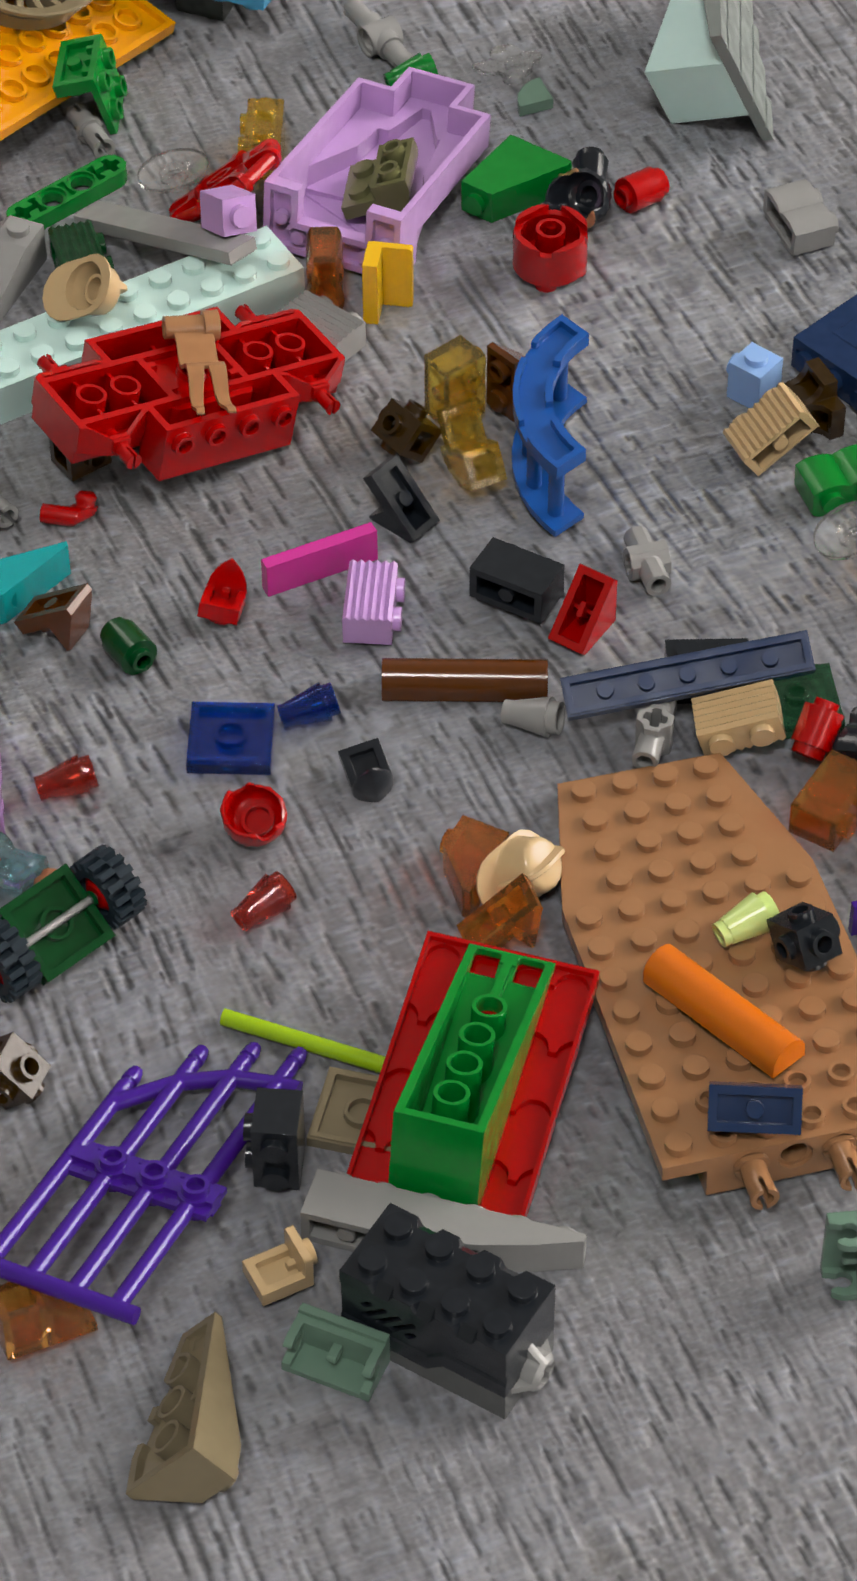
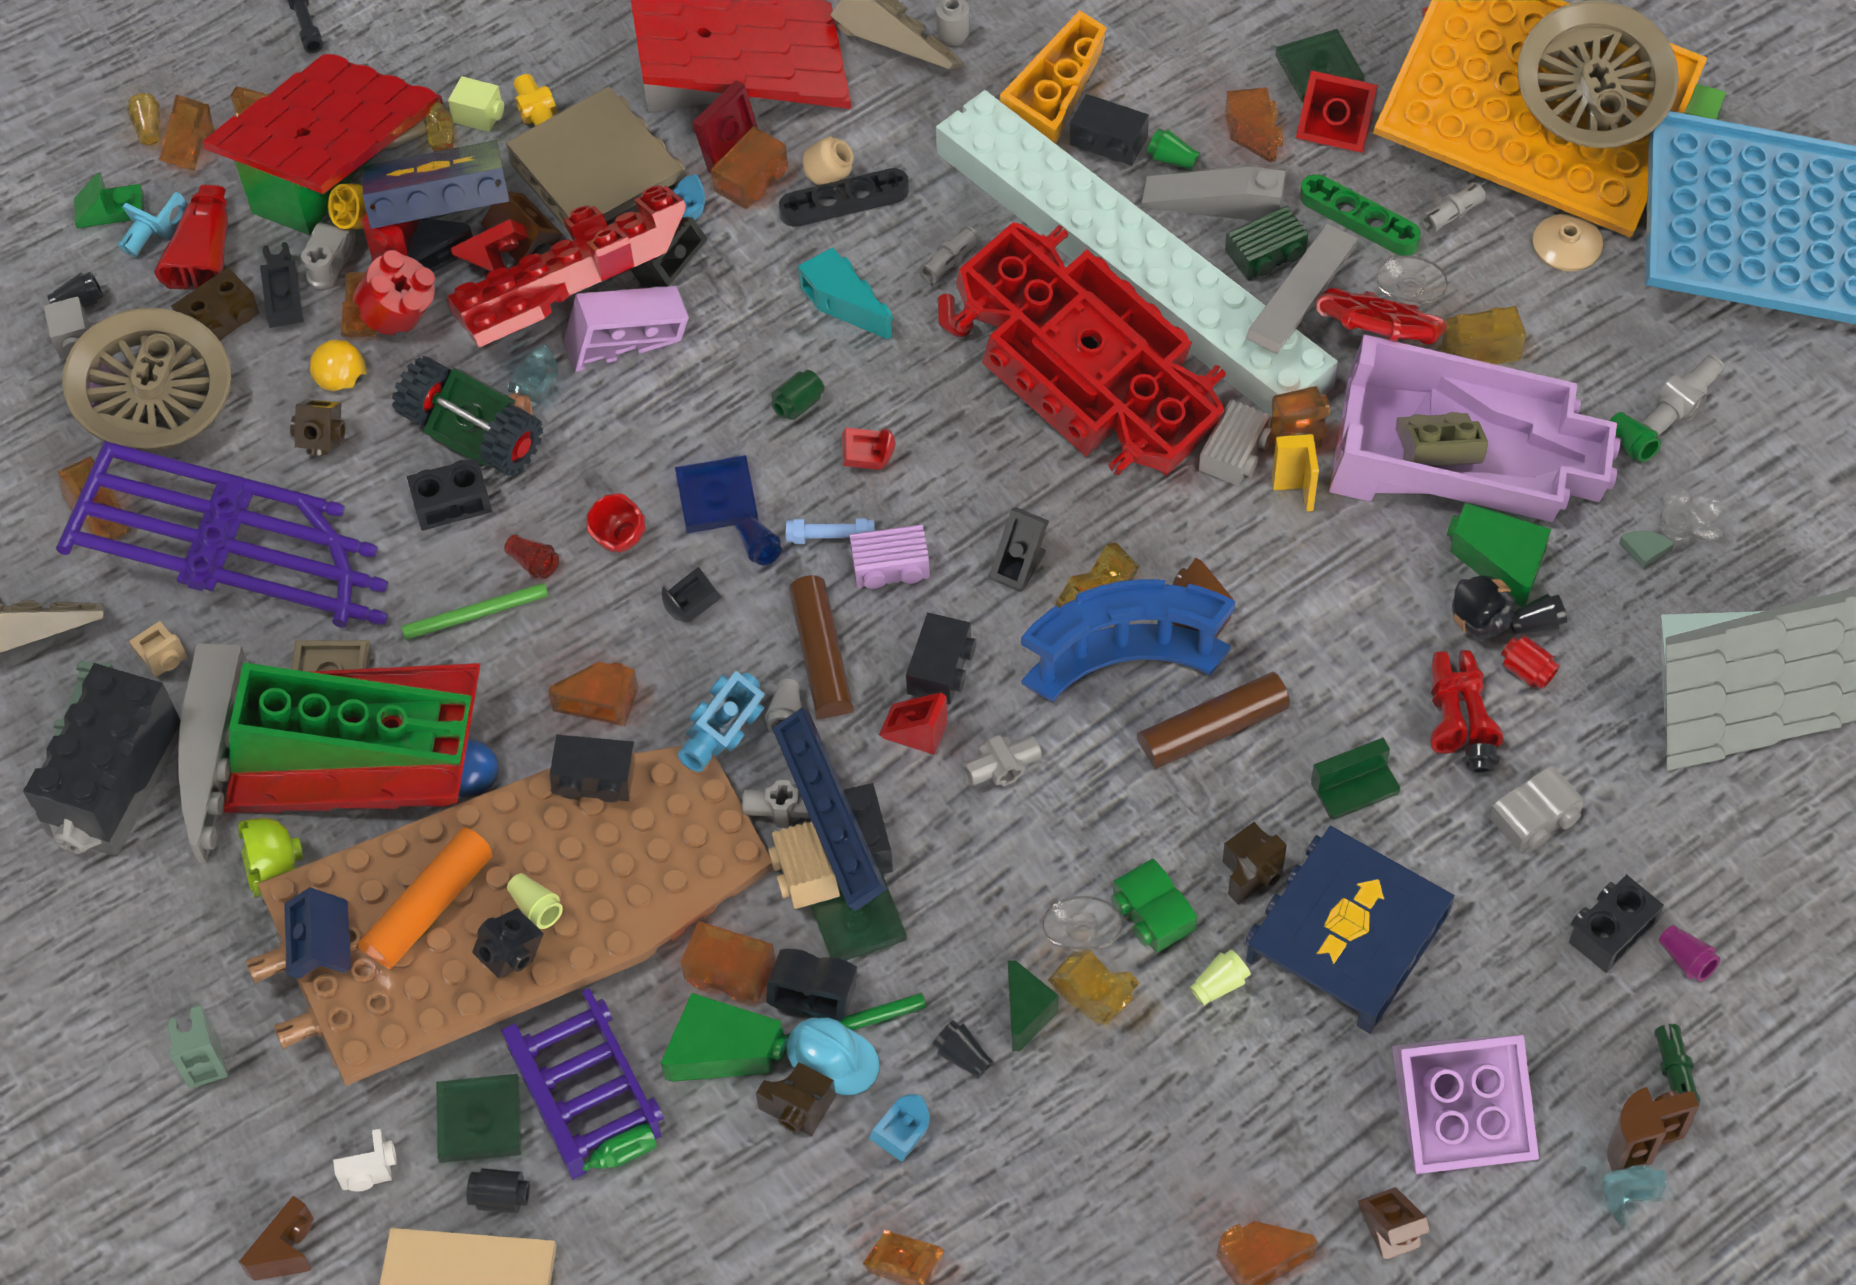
camera: 80 degrees right, 10 degrees up
(61, 611) = (813, 338): reddish brown slope -> none
(68, 778) = (640, 393): clear red cone -> none
(82, 289) = (1173, 240): tan piece -> none
(87, 67) = (1499, 185): green bracket -> none
(151, 964) = (451, 497): none -> black brick
(159, 73) = (1567, 242): none -> tan dish
(197, 351) = (1095, 341): medium nougat flag -> none
(228, 210) = (1306, 314): lavender brick -> none
(276, 1139) = (265, 612): black brick -> none
(297, 1038) = (398, 611): lime bar -> none
(318, 559) = (934, 506): dark pink tile -> none
(318, 967) = (474, 611): none -> bright green bar
(325, 627) = (798, 531): none -> light blue bar
(406, 430) = (1108, 526): dark brown brick -> none
(454, 375) = (1170, 547): clear yellow brick -> none
(506, 915) = (532, 728): clear orange slope -> none
(519, 854) = (583, 716): tan piece -> none
(544, 758) = (719, 723): none -> dark azure brick
(550, 246) = (1403, 597): red brick -> none
(590, 855) = (592, 768): none -> black brick
(614, 1177) = (267, 850): none -> lime cylinder
(637, 406) = (1214, 719): none -> reddish brown brick
(653, 239) = (1447, 692): none -> red piece
(731, 324) = (1354, 779): none -> dark green panel
(733, 241) = (1481, 757): none -> black plate
(752, 374) = (1275, 804): light blue brick -> none
(770, 428) = (1191, 826): tan brick -> none
(816, 729) = (806, 931): red brick -> none

